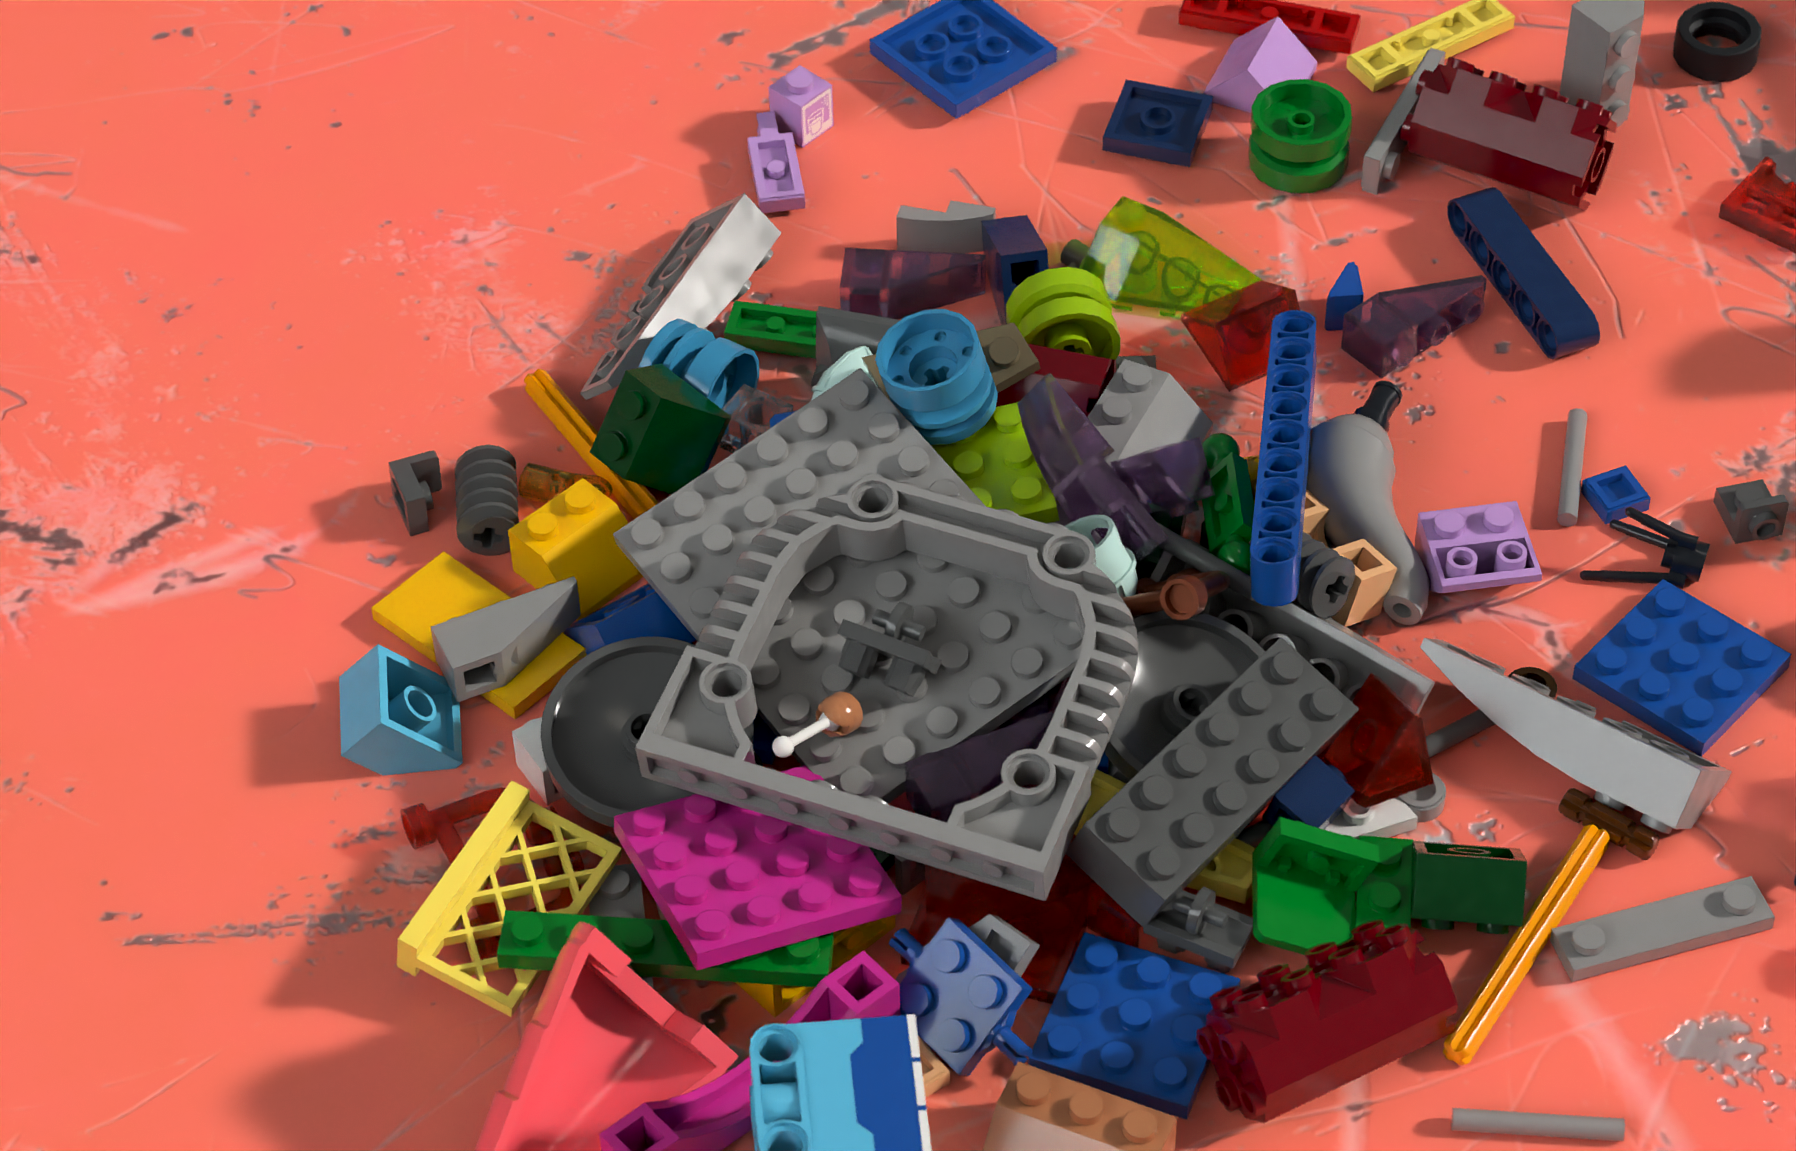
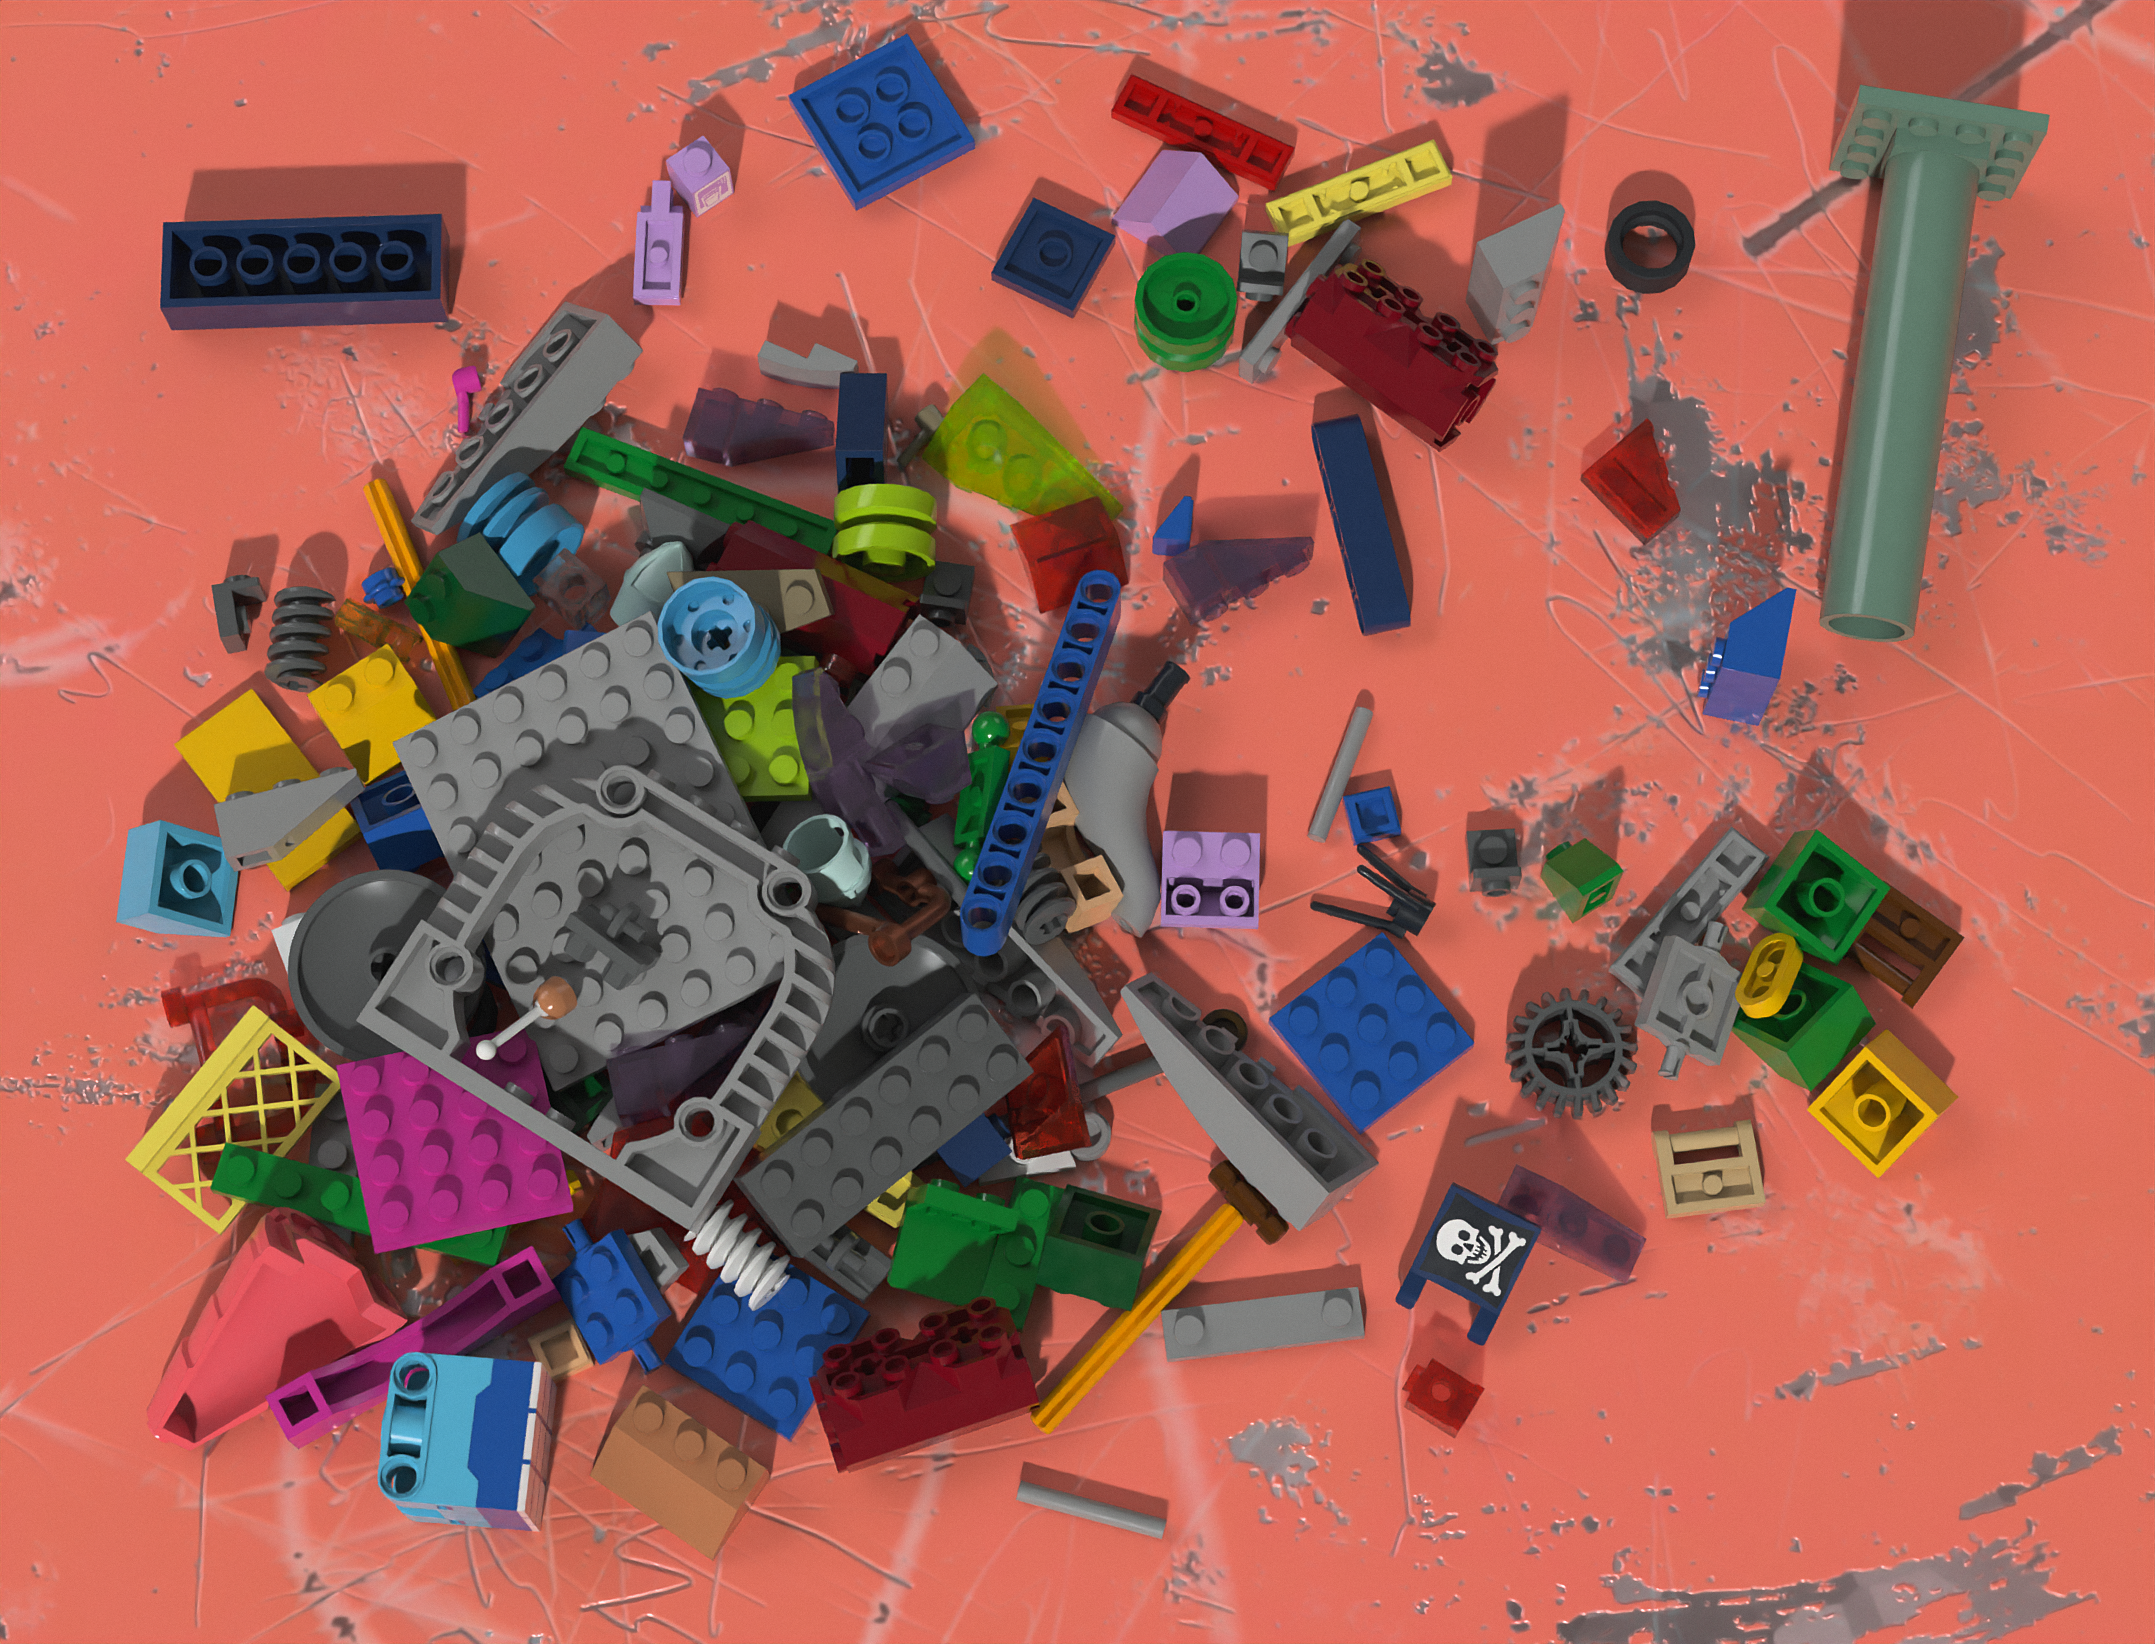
camera: 10 degrees right, 25 degrees up
(432, 220) = (305, 272): none -> dark blue brick
(563, 452) = (383, 588): none -> blue plate
(609, 290) = (465, 381): none -> dark pink hand
(1091, 929) = (740, 1255): none -> white piece
(1364, 93) = (1262, 264): none -> dark grey bracket

